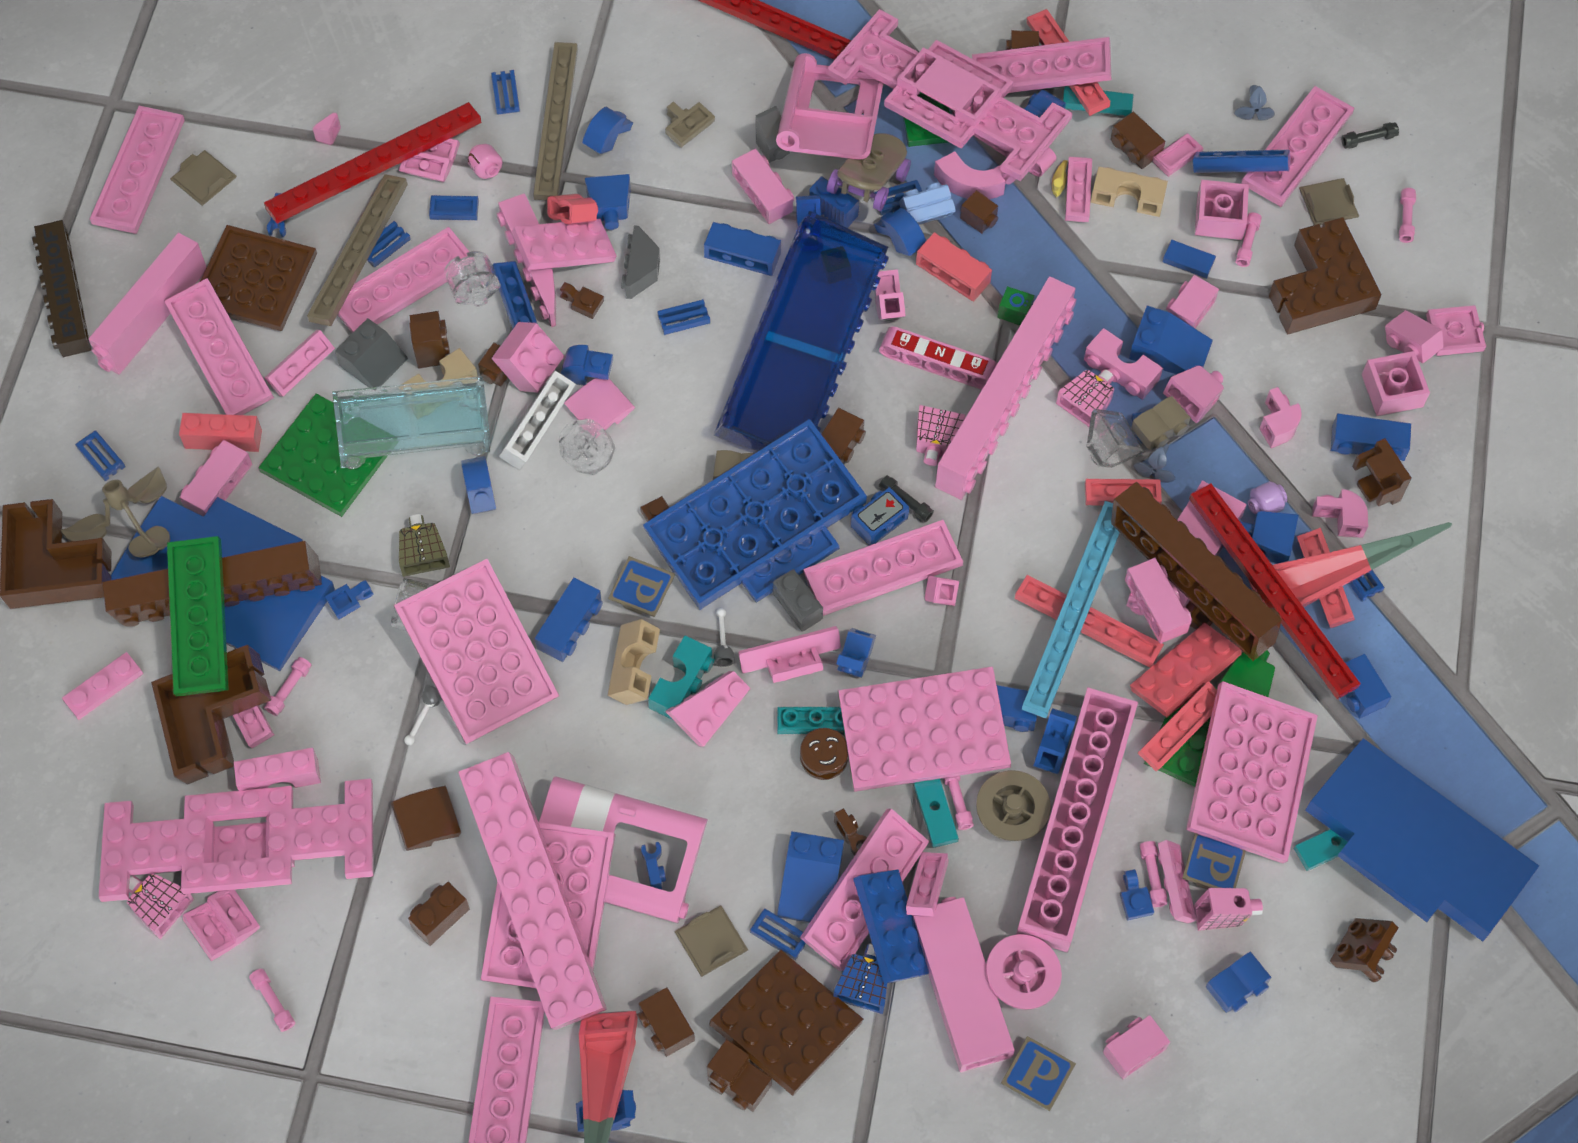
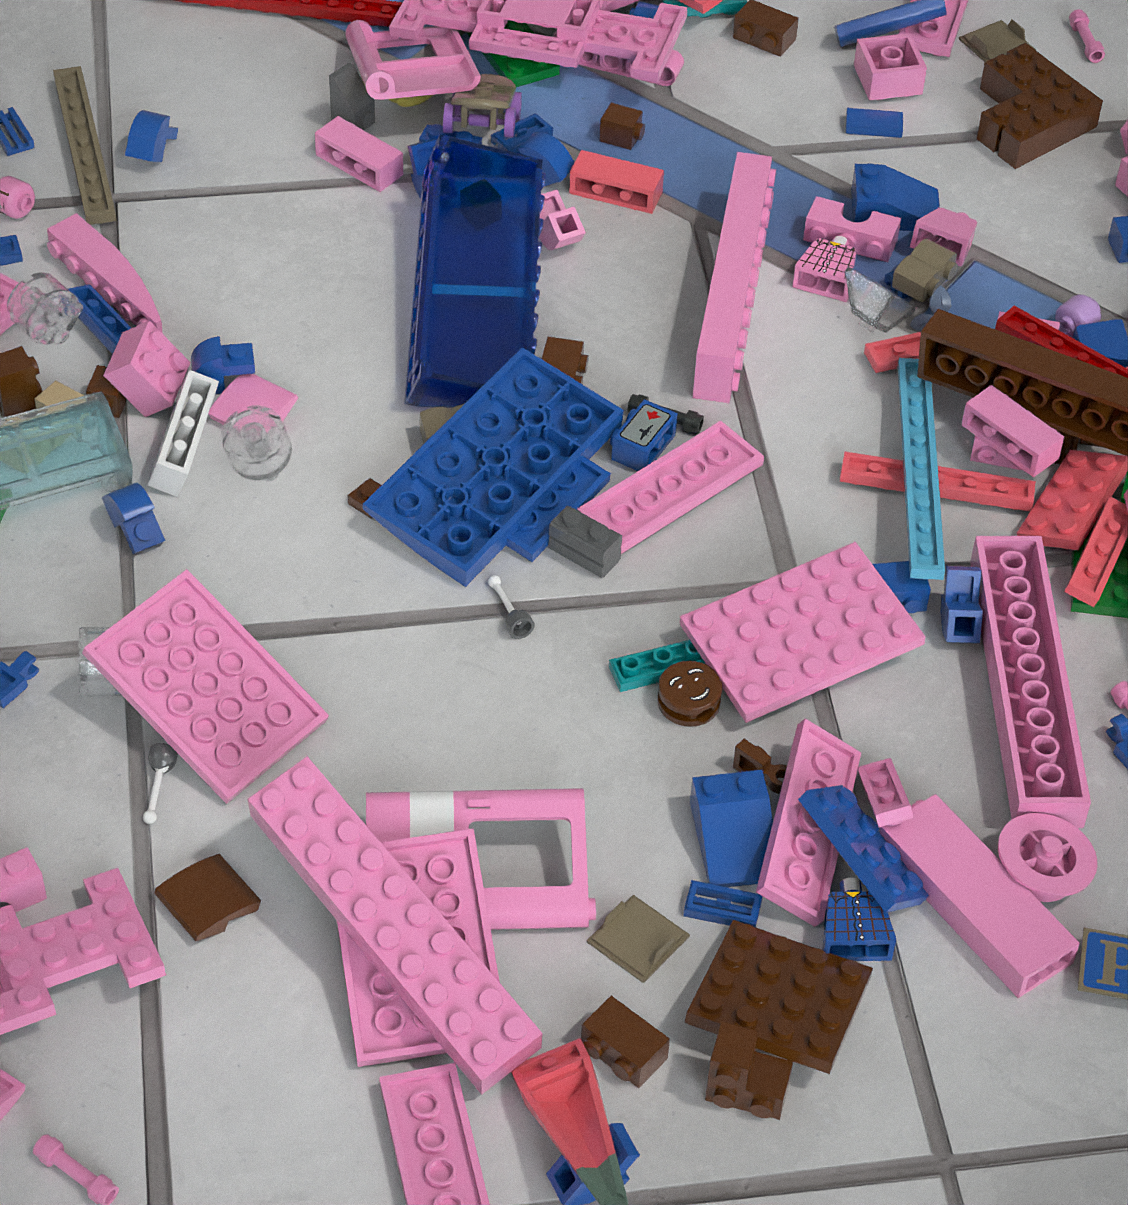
camera: 20 degrees left, 15 degrees down
(421, 548) = (86, 600): olive torso -> none
(438, 913) = (269, 998): reddish brown brick -> none
(563, 244) = (144, 252): bright pink plate -> none
(568, 620) = (309, 630): blue brick -> none
(572, 208) = (141, 215): coral brick -> none
(584, 302) = (188, 310): reddish brown plate -> none
(611, 196) = (178, 202): blue torso -> none
(634, 643) = (411, 673): tan arch -> none
(641, 264) = (245, 253): dark grey slope -> none
(641, 587) = (385, 576): piece -> none
(655, 873) = (530, 870): blue plate -> none
(683, 313) = (316, 295): blue tile -> none
(687, 123) = (243, 116): dark tan hinge -> none
(694, 660) = (474, 680): teal arch -> none
(706, 711) = (526, 679): bright pink wing -> none
(742, 248) = (361, 216): blue brick -> none
(792, 655) = (601, 600): bright pink bracket -> none
(856, 652) = (680, 577): blue brick -> none
(928, 204) = (565, 123): light blue brick -> none
(935, 432) = (671, 339): bright pink torso -> none
(937, 357) = (639, 269): beam -> none
(938, 822) = (854, 719): teal tile -> none
(941, 590) = (750, 492): bright pink slope -> none
(963, 817) = (889, 718): bright pink bar -> none
(965, 180) = (589, 100): bright pink arch -> none
(1013, 805) = (945, 686): dark tan wheel -> none
(1015, 305) = (705, 202): green brick -> none
(1059, 179) = (695, 82): light yellow bar -> none
(1078, 189) = (722, 84): bright pink plate -> none
(1146, 190) = (797, 69): tan arch -> none
(1177, 154) = (813, 35): bright pink tile -> none
(1194, 301) = (902, 151): bright pink brick -> none
(1244, 254) = (932, 104): bright pink bar -> none
(1283, 421) = (1051, 239): bright pink brick -> none

